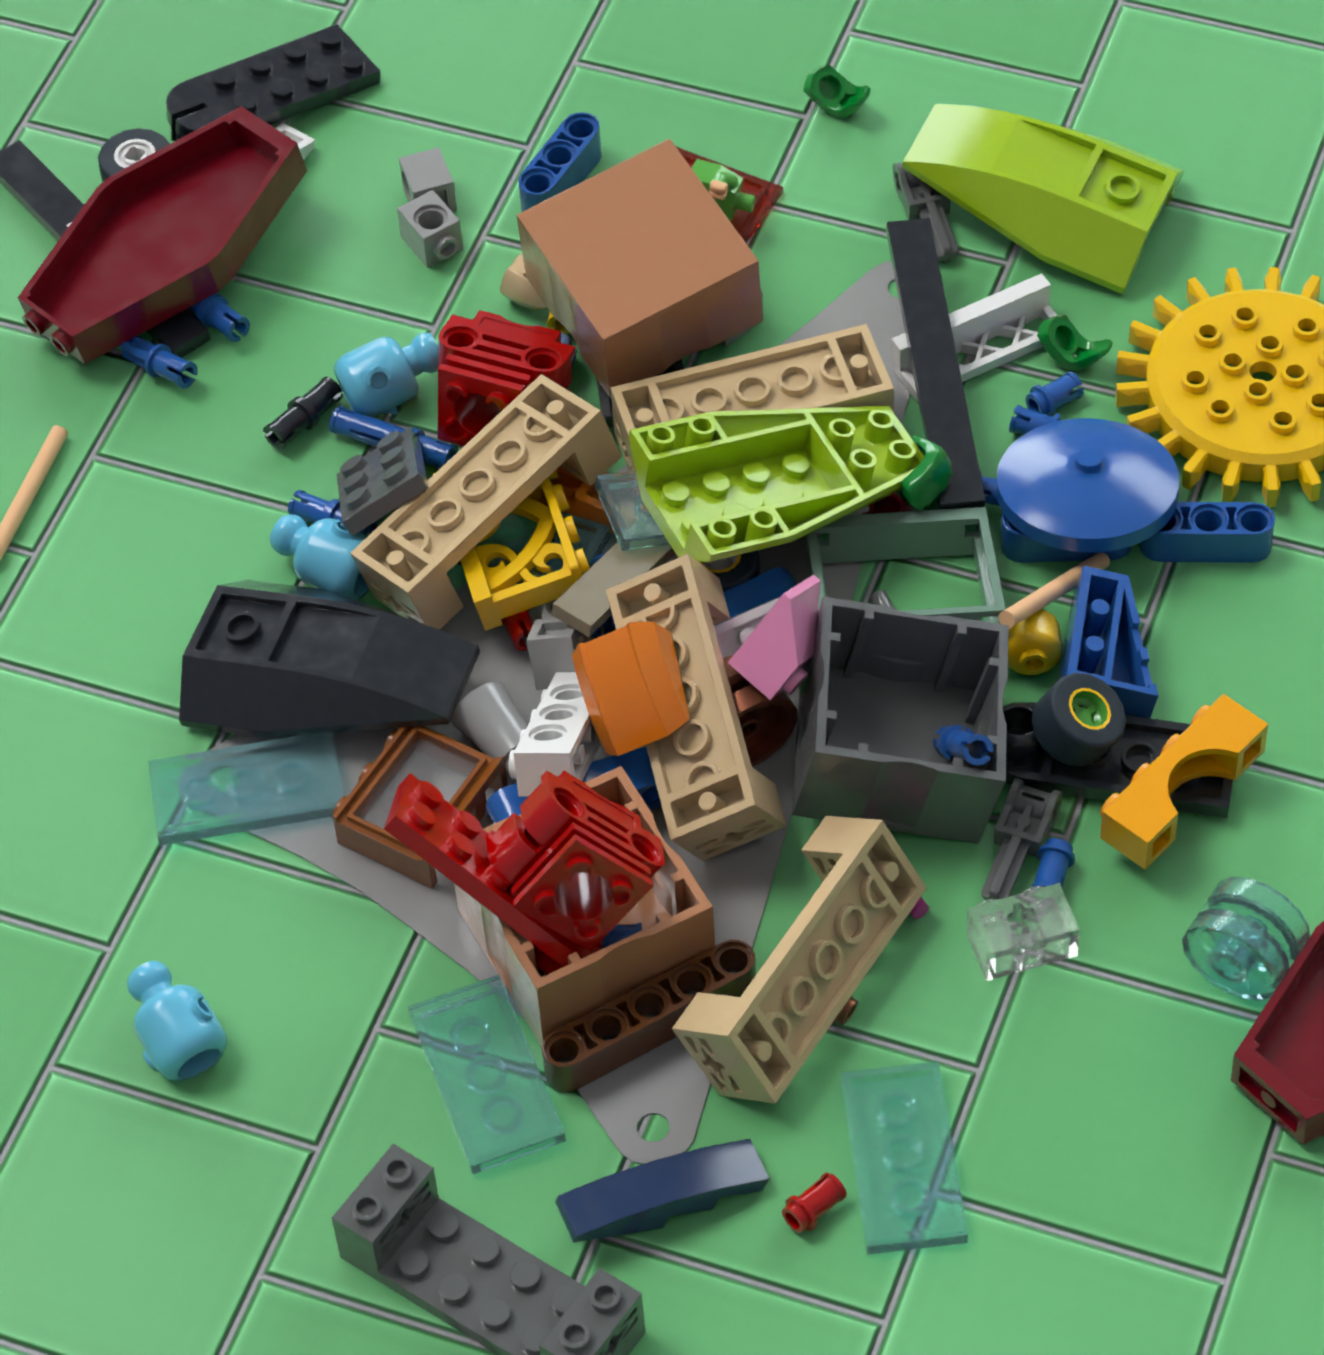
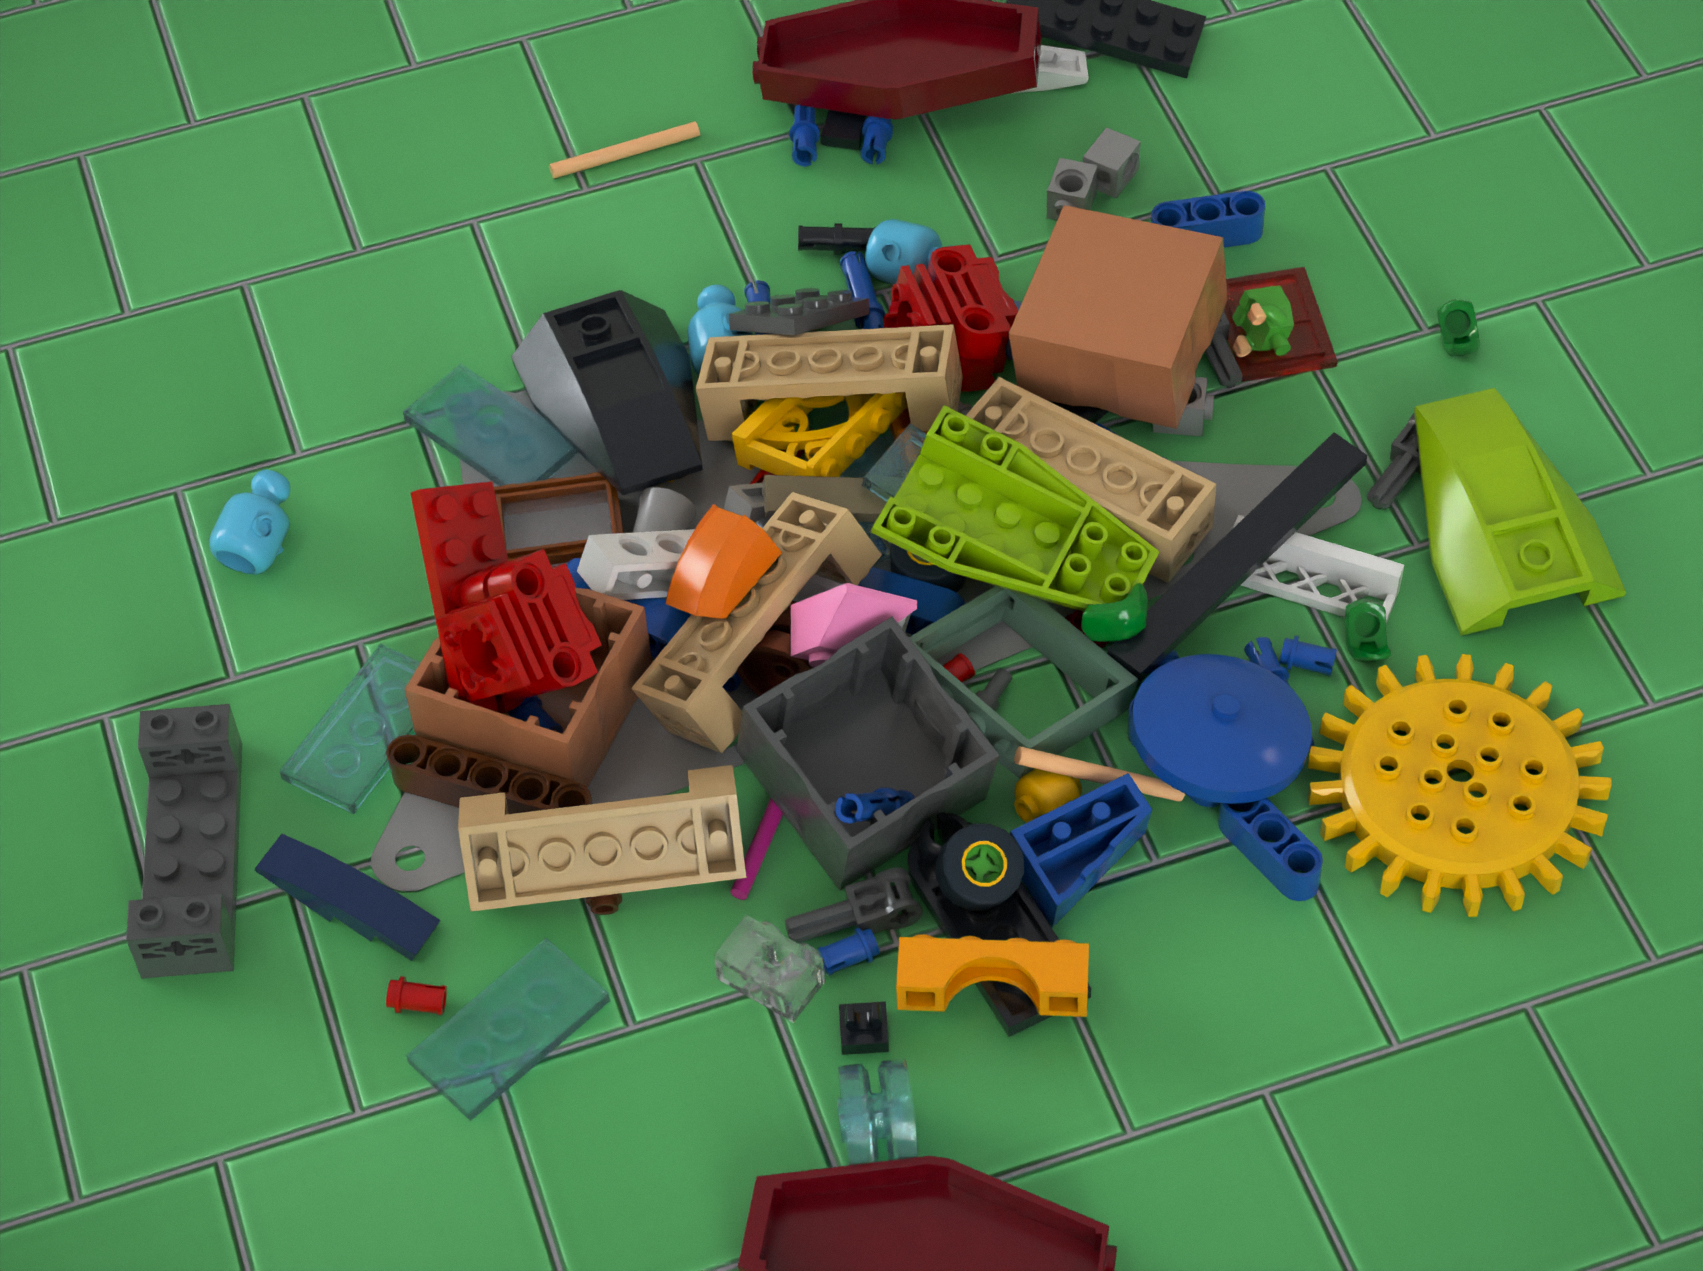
camera: 50 degrees right, 0 degrees up
(1131, 907) = (863, 1028): none -> black tile

